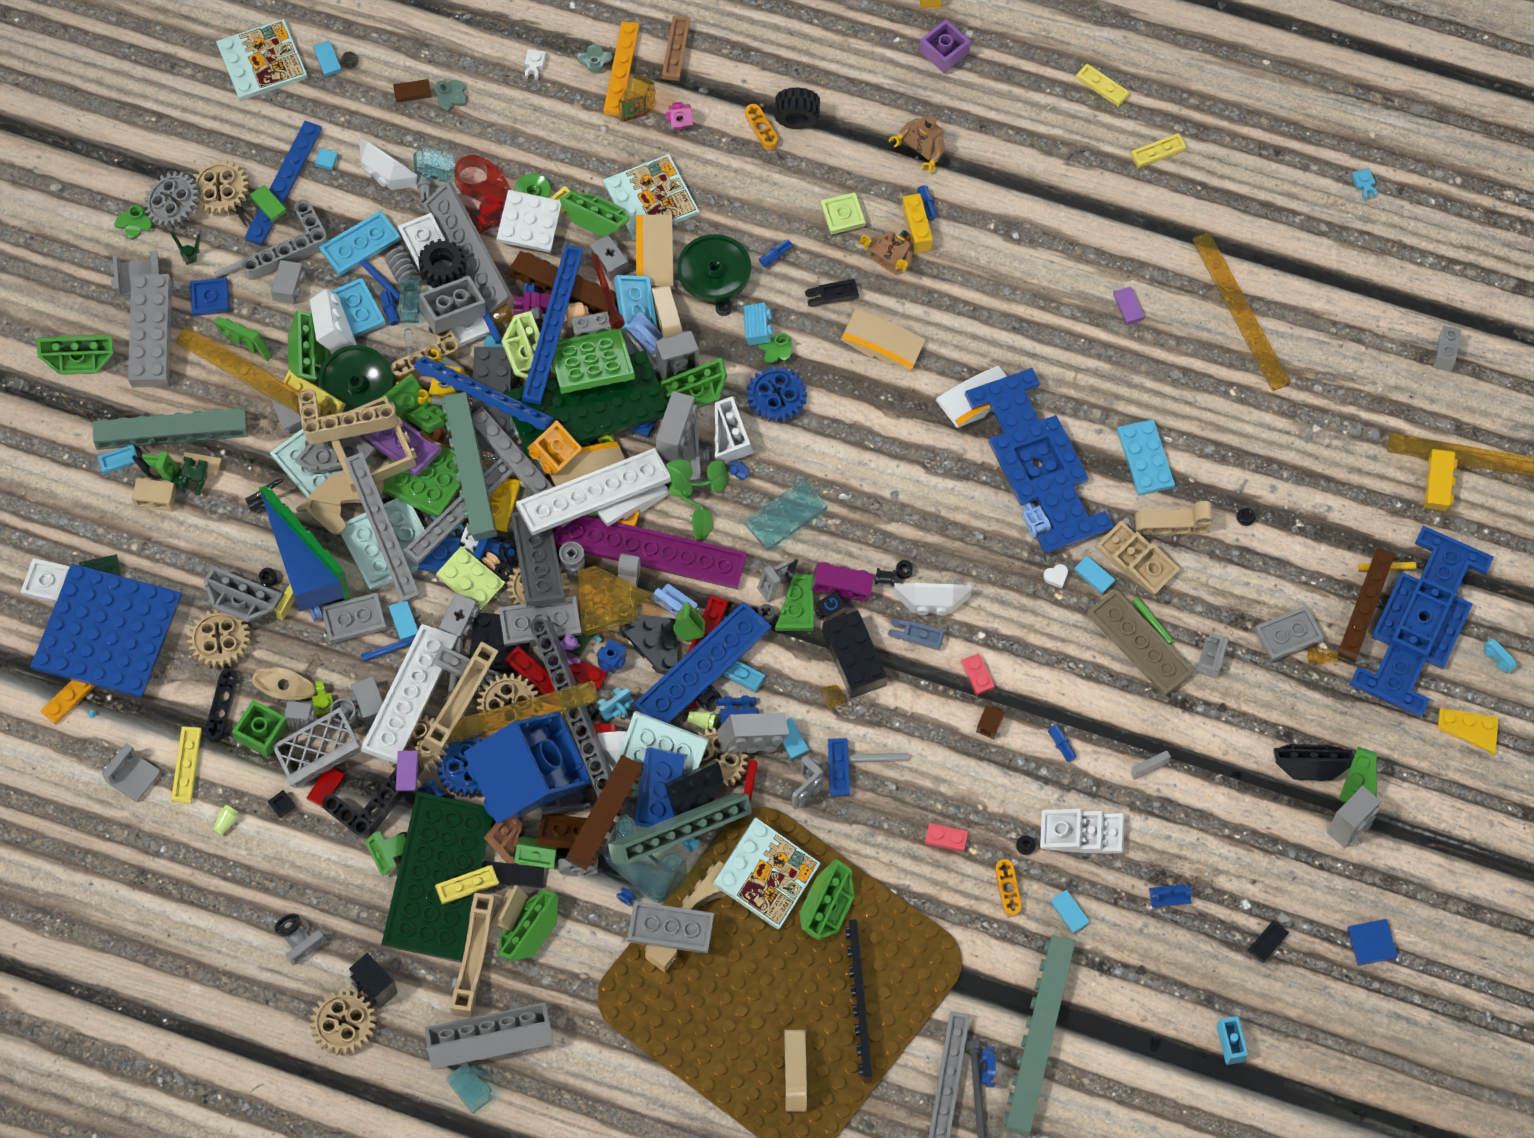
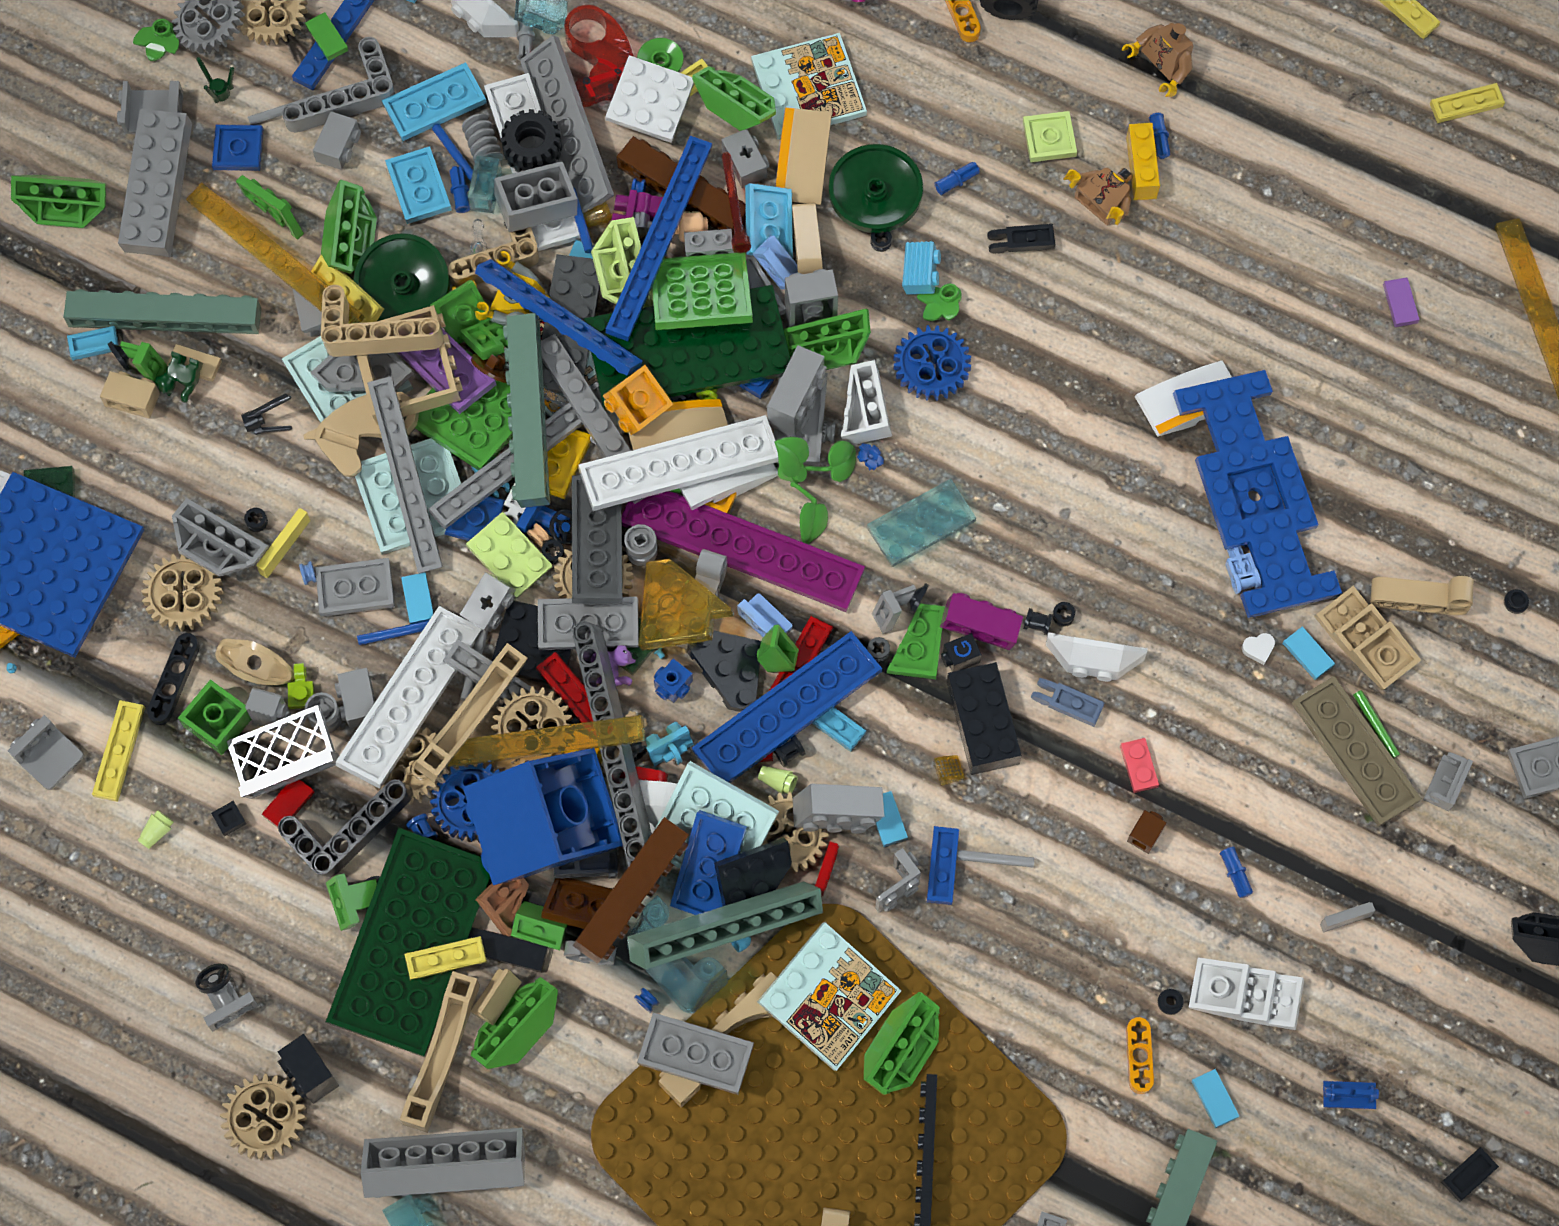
camera: 10 degrees right, 5 degrees up
(310, 568) = (302, 521): blue piece -> none
(330, 321) = (381, 199): white wedge -> none
(407, 770) = (389, 800): medium lavender tile -> none
(586, 673) = (640, 700): red plate -> none
(728, 702) = (815, 776): blue plate -> none
(882, 339) = (1077, 308): tan slope -> none
(946, 837) = (1069, 977): coral plate -> none
(1145, 457) = (1396, 505): medium azure plate -> none

